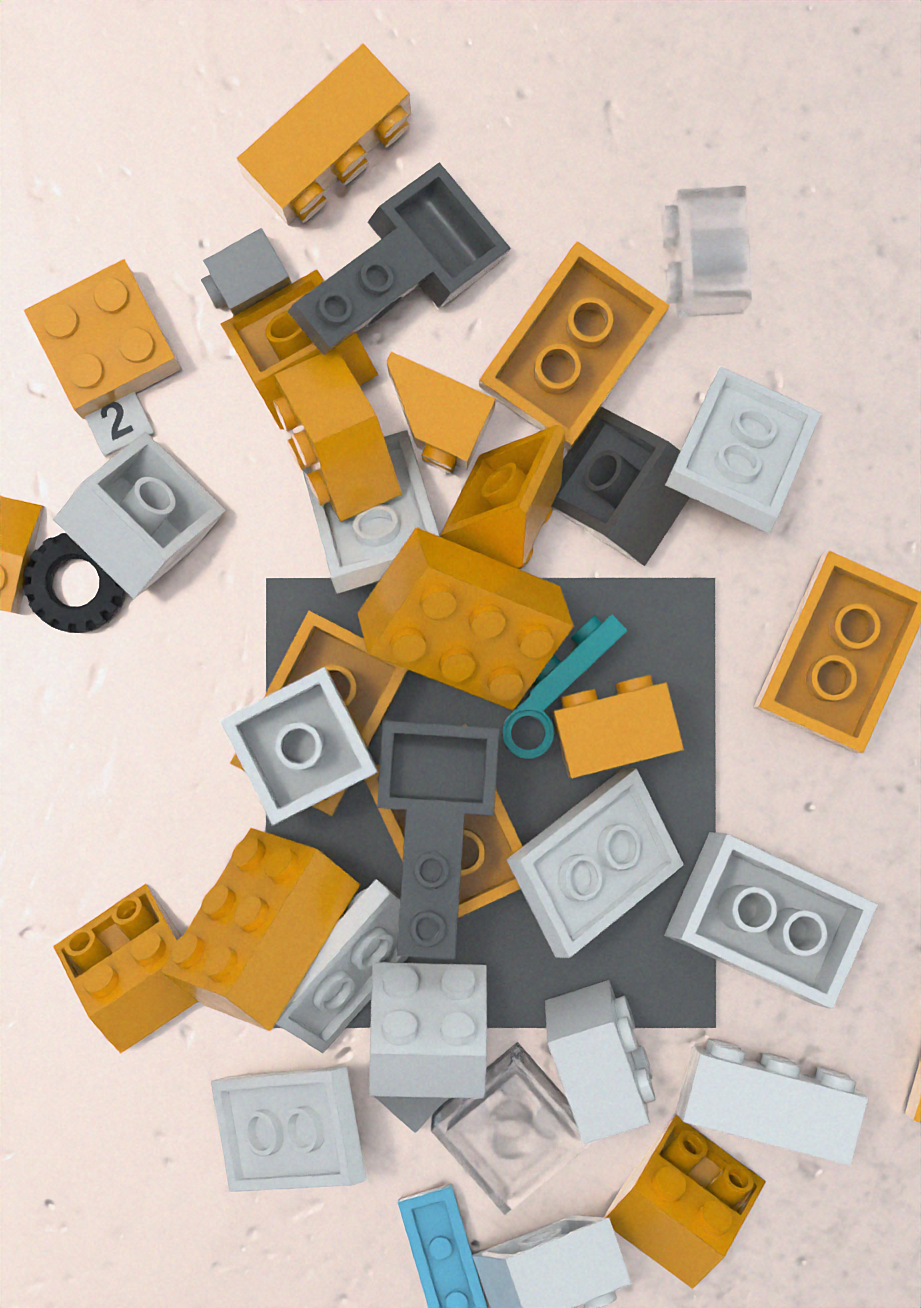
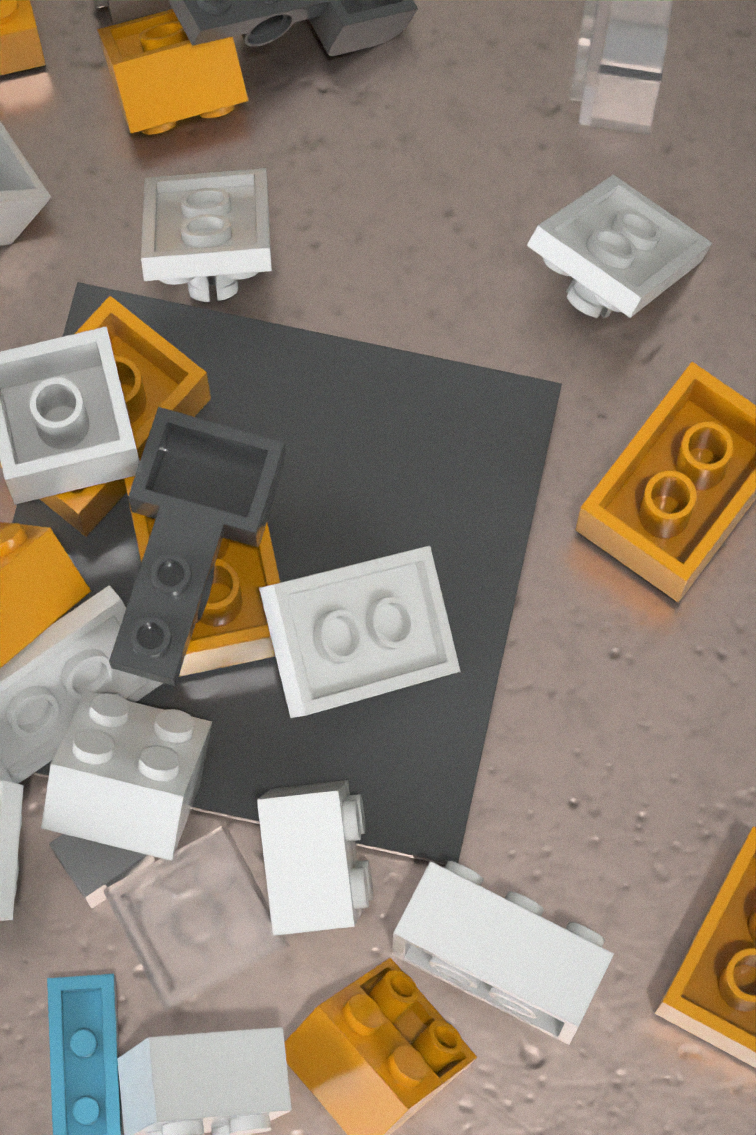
camera: 10 degrees right, 15 degrees down
(335, 435) = (185, 133): light orange brick -> none
(440, 412) = (309, 144): light orange slope -> none
(464, 619) = (276, 336): light orange brick -> none
(509, 497) = (356, 244): light orange slope -> none
(573, 344) = (461, 112): light orange brick -> none
(592, 641) = (364, 441): teal plate -> none
(617, 728) = (417, 494): light orange brick -> none
(618, 485) = (479, 270): dark grey slope -> none
(771, 919) = (545, 747): white brick -> none

